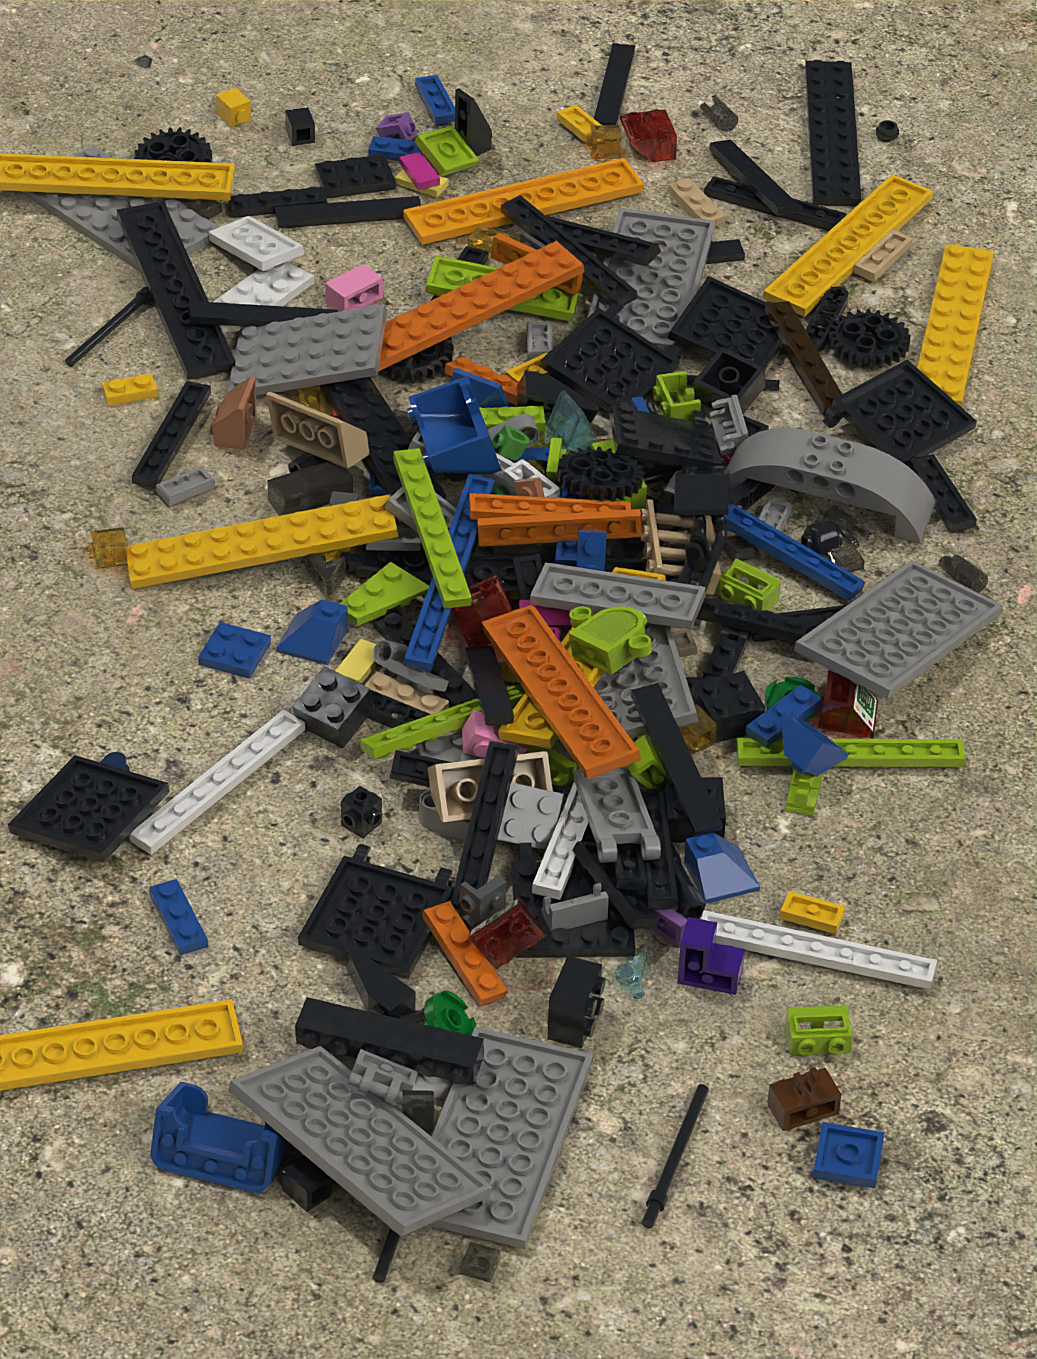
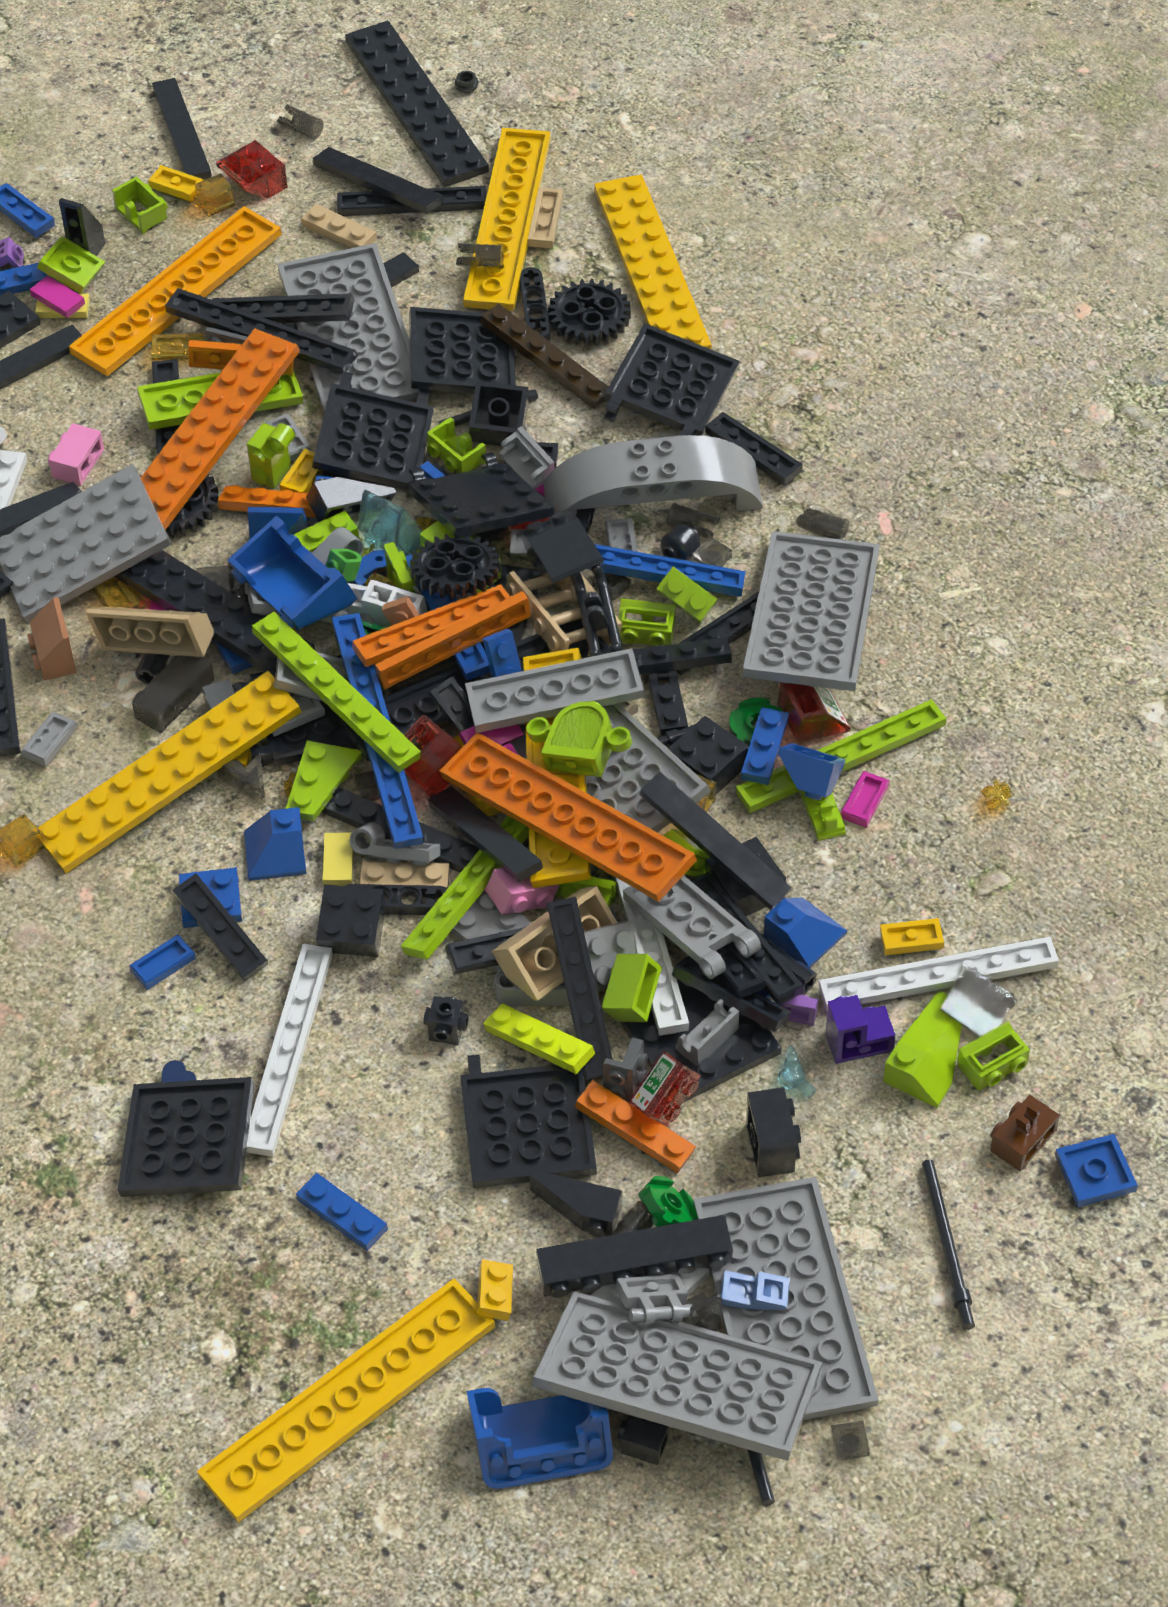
camera: 25 degrees left, 10 degrees up
(163, 680) = (162, 962): none -> blue tile
(223, 670) = (220, 927): none -> black plate
(259, 1022) = (495, 1290): none -> yellow plate
(428, 854) = (539, 1038): none -> neon yellow plate
(478, 1116) = (750, 1292): none -> medium blue slope
(510, 342) = (270, 453): none -> lime hinge
(529, 844) = (631, 987): none -> lime brick
(536, 117) = (134, 191): none -> lime window
(757, 1004) = (926, 1055): none -> lime wedge
(795, 576) = (686, 595): none -> lime brick
(802, 260) = (485, 255): none -> clear smoke hinge
(833, 981) = (977, 1001): none -> clear smoke hinge
(849, 795) = (864, 799): none -> dark pink tile
(971, 835) = (1001, 794): none -> clear yellow plate

